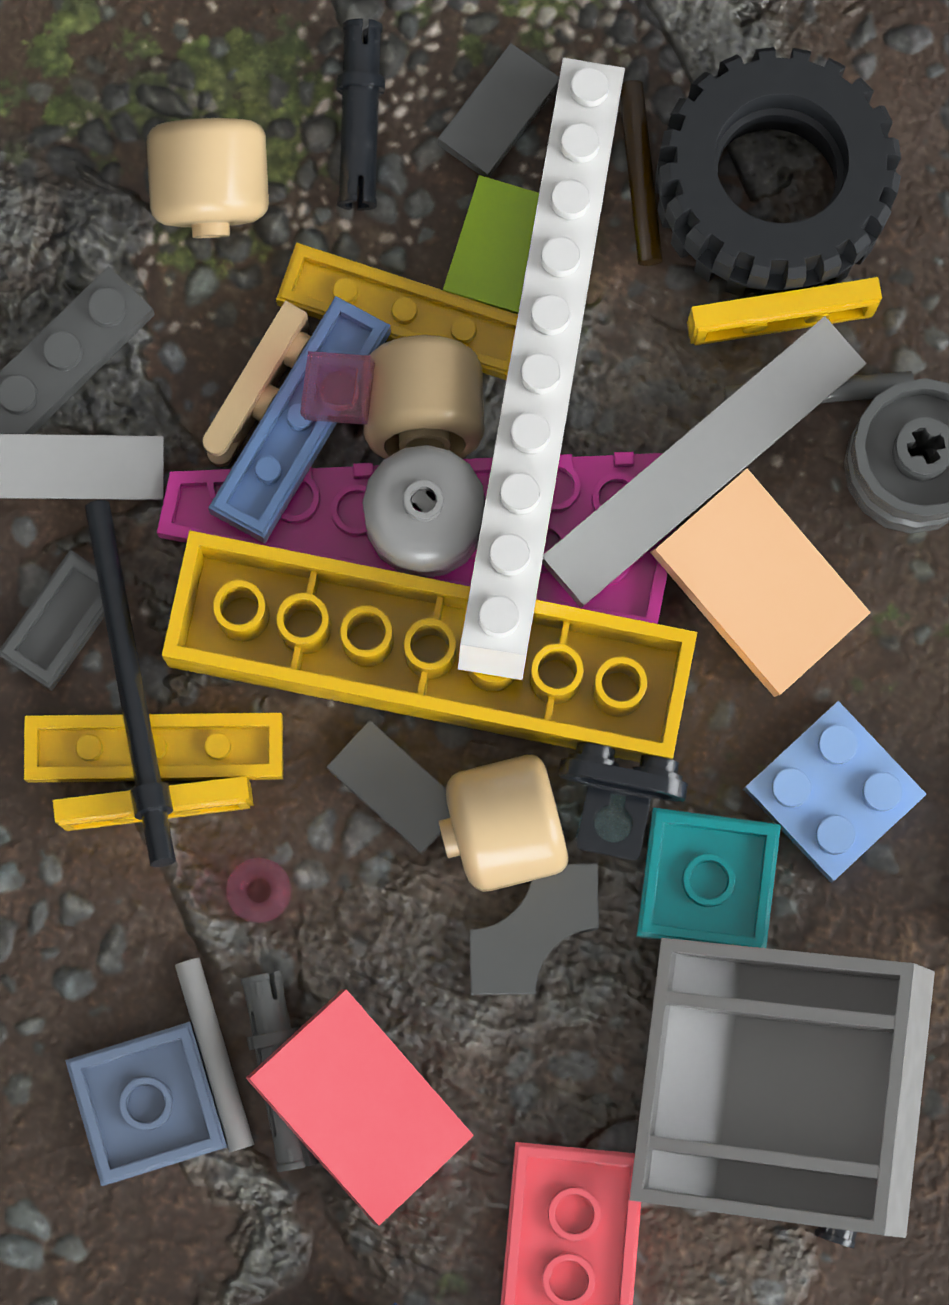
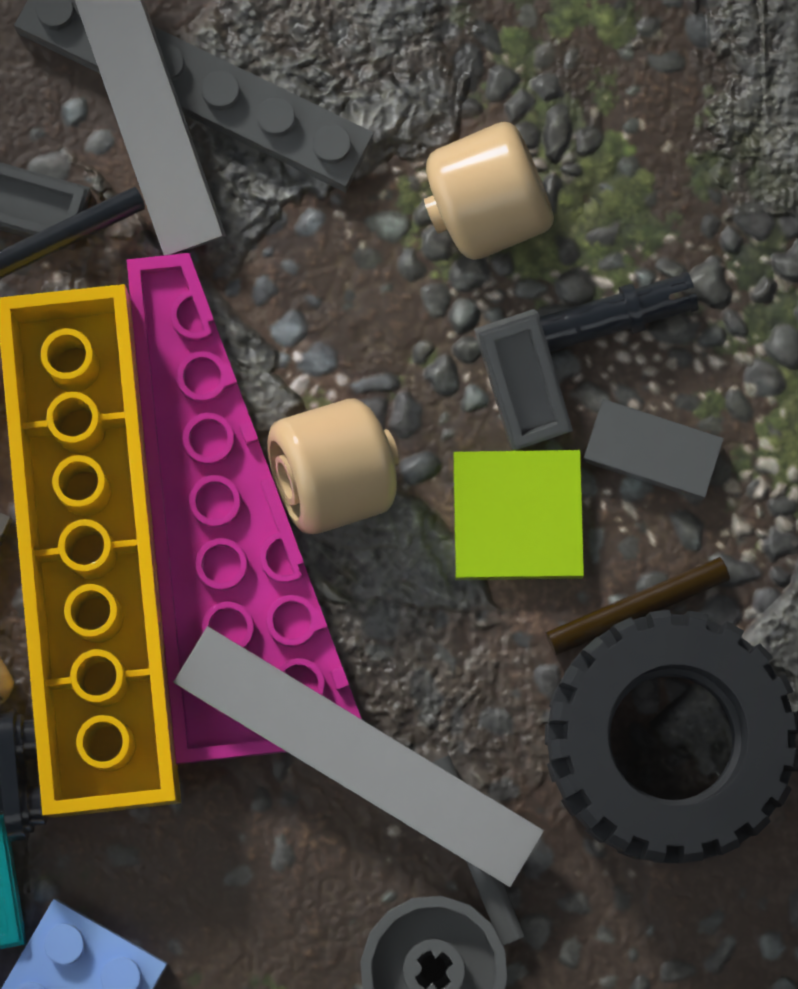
camera: 70 degrees right, 0 degrees up
(257, 384) = (295, 306): tan hinge -> none
(284, 441) = (275, 355): medium blue tile -> none
(337, 387) = (308, 377): clear pink plate -> none
(397, 202) = (523, 379): none -> dark grey tile
(404, 304) = (423, 423): yellow tile -> none
(450, 508) = (184, 493): light grey head -> none
(541, 371) = (390, 565): white brick -> none
(760, 582) = (258, 851): light nougat tile -> none
(783, 311) = (539, 790): yellow tile -> none

